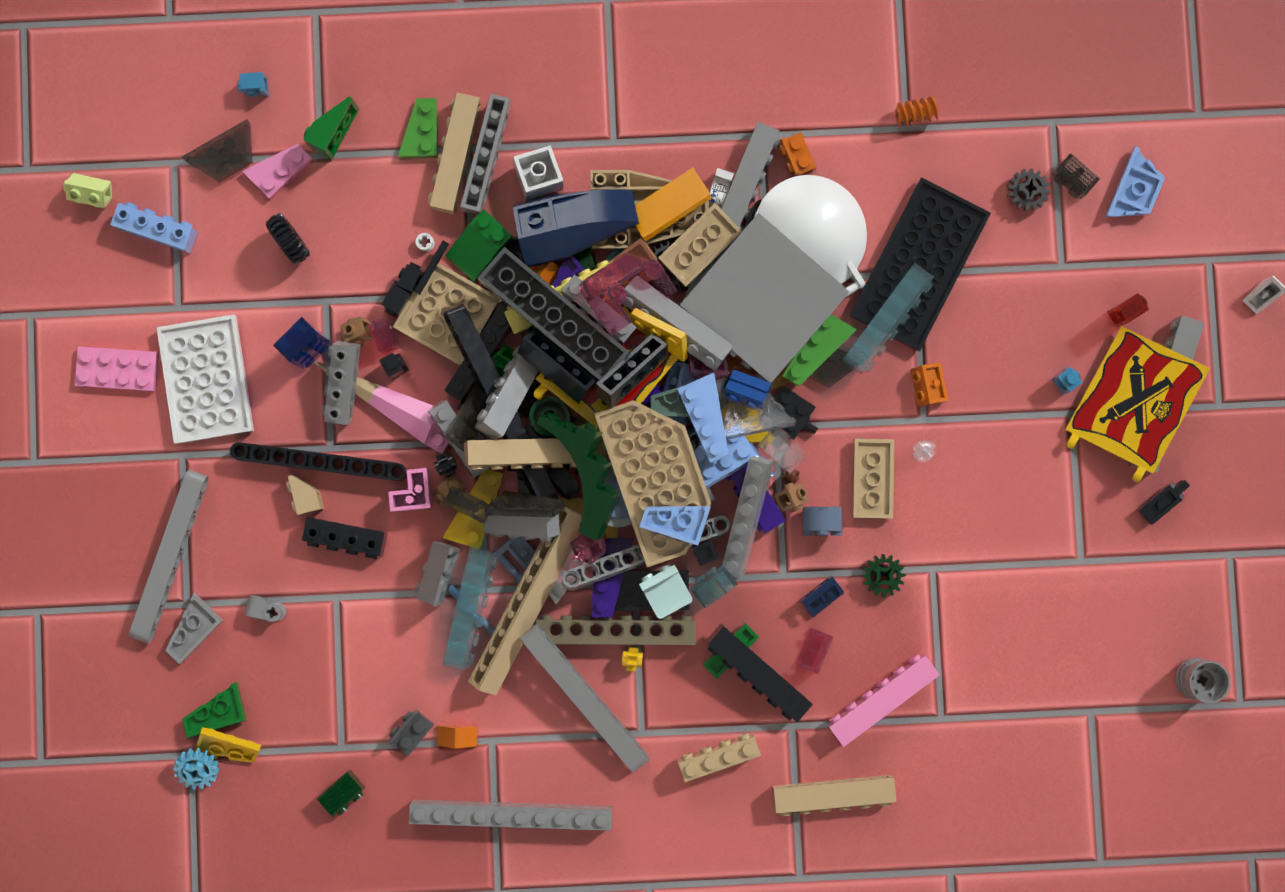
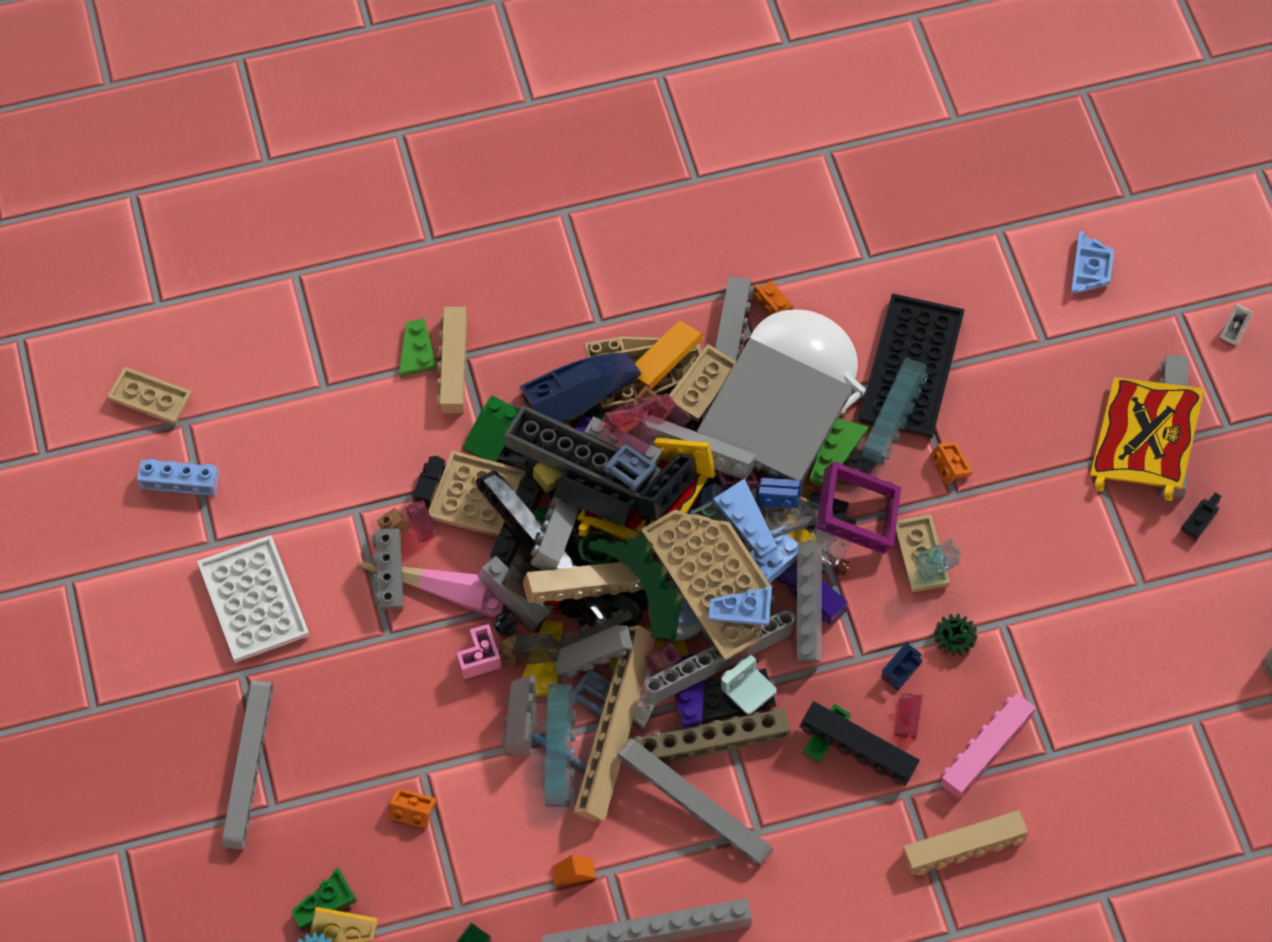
camera: 10 degrees left, 25 degrees down
(88, 190) = (109, 457): yellowish green brick -> none
(116, 369) = (163, 608): bright pink plate -> none
(141, 126) = (150, 395): none -> tan plate
(193, 629) = (286, 825): light grey wing -> none
(224, 153) = (232, 403): clear smoke wing -> none
(253, 84) = (250, 339): dark azure brick -> none
(261, 608) = (353, 792): light grey piece -> none
(277, 171) = (287, 408): bright pink wing -> none
(287, 238) = (311, 456): black gear -> none
(302, 343) = (344, 539): clear blue brick -> none
(305, 496) = (374, 681): tan slope -> none
(309, 461) = (371, 643): black beam -> none
(316, 637) = (411, 808): none -> orange bracket
(330, 129) = (331, 359): green slope -> none
(344, 536) = (420, 709): black brick -> none
(394, 365) = (434, 548): black brick -> none
(411, 731) = (525, 877): dark grey bracket -> none
(429, 246) = (446, 441): white bush -> none
(431, 267) = (452, 456): black bar -> none
(486, 154) = (483, 352): light grey brick -> none
(538, 173) = (535, 356): white brick -> none
(601, 342) = (632, 462): none -> sand blue plate
(632, 659) = (731, 760): yellow gear -> none
(705, 553) = (778, 649): black panel -> none
(713, 585) = (793, 673): clear light blue brick -> none
(718, 757) = (841, 832): tan brick -> none
(720, 187) = (710, 332): white leg -> none
(791, 497) = (848, 582): medium nougat brick -> none
(792, 412) = (849, 531): none -> magenta window
(822, 521) = (882, 595): sand blue brick -> none
(886, 498) = (937, 559): none -> clear light blue brick
(915, 110) = (872, 240): orange piece -> none
(924, 450) = (962, 517): clear gear -> none
(1025, 198) = (993, 285): dark grey gear -> none
(1067, 380) = (1079, 427): dark azure brick -> none
(1075, 177) = (1032, 266): clear smoke brick -> none
(1128, 310) = (1114, 360): clear red brick -> none

